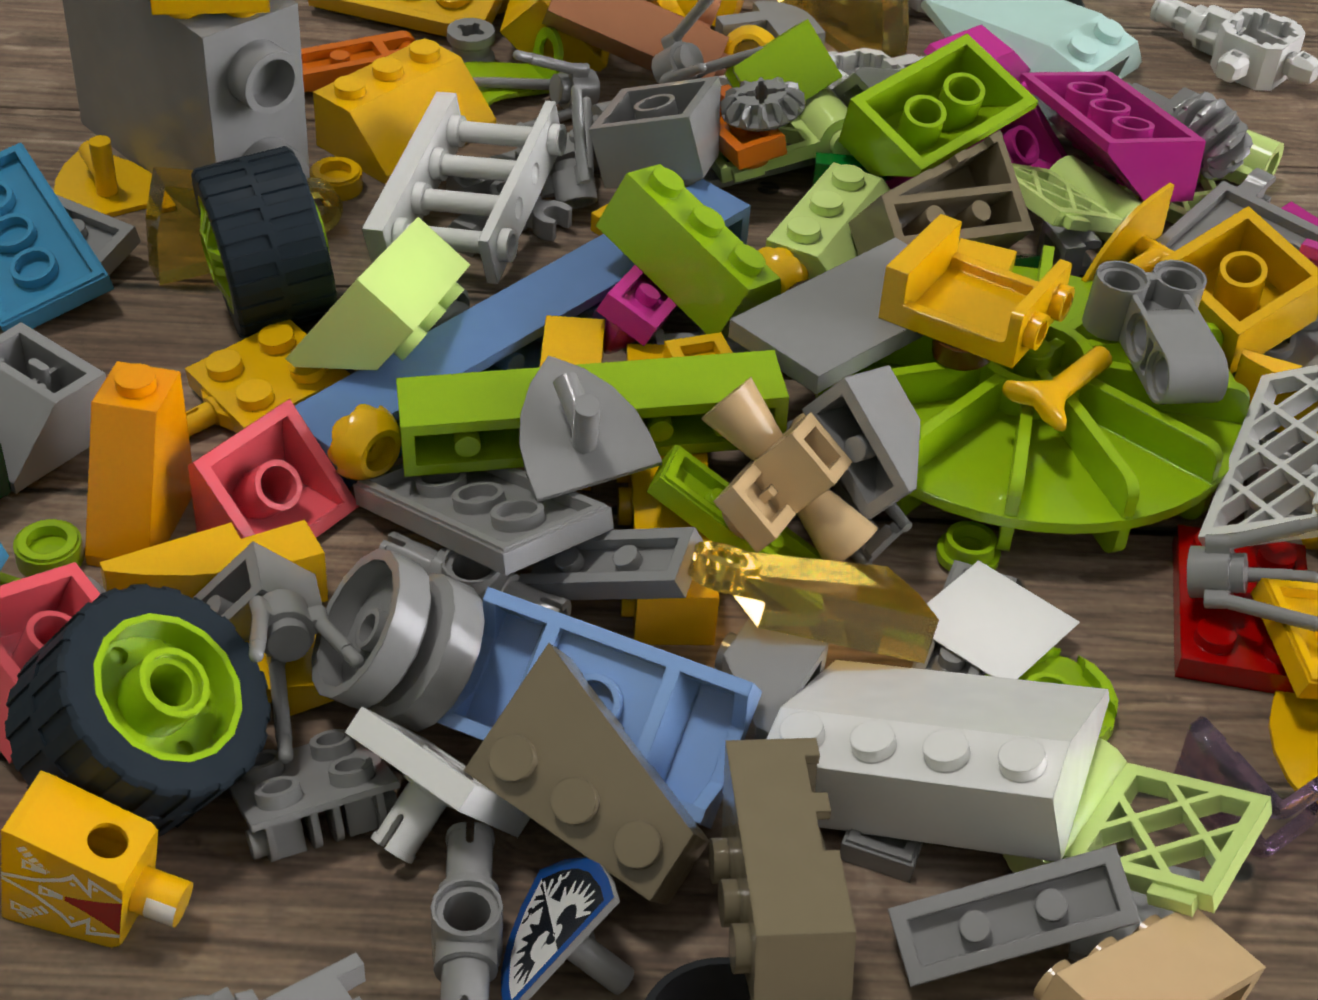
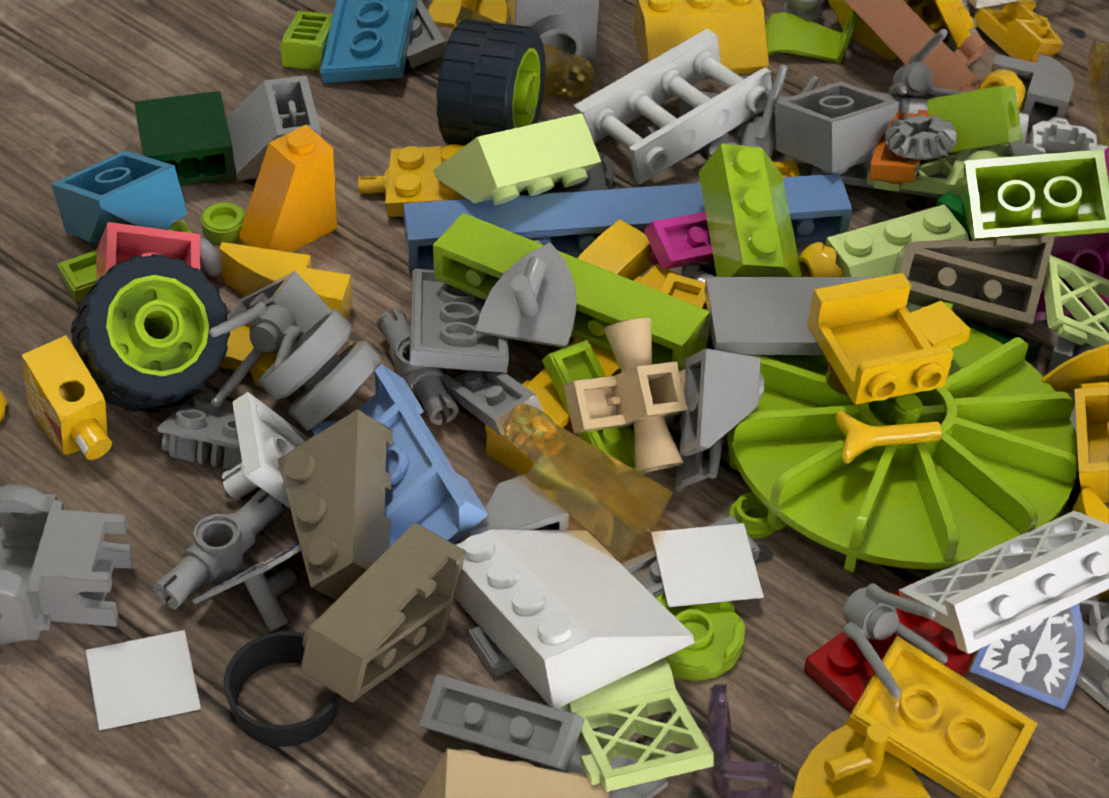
camera: 40 degrees right, 5 degrees up
(269, 479) = (364, 242): coral slope -> none
(342, 174) = (615, 62): yellow tile -> none
(365, 443) = (419, 241): yellow plate -> none
(558, 86) = (839, 62): light grey plant -> none
(1159, 329) = (999, 426): light grey piece -> none

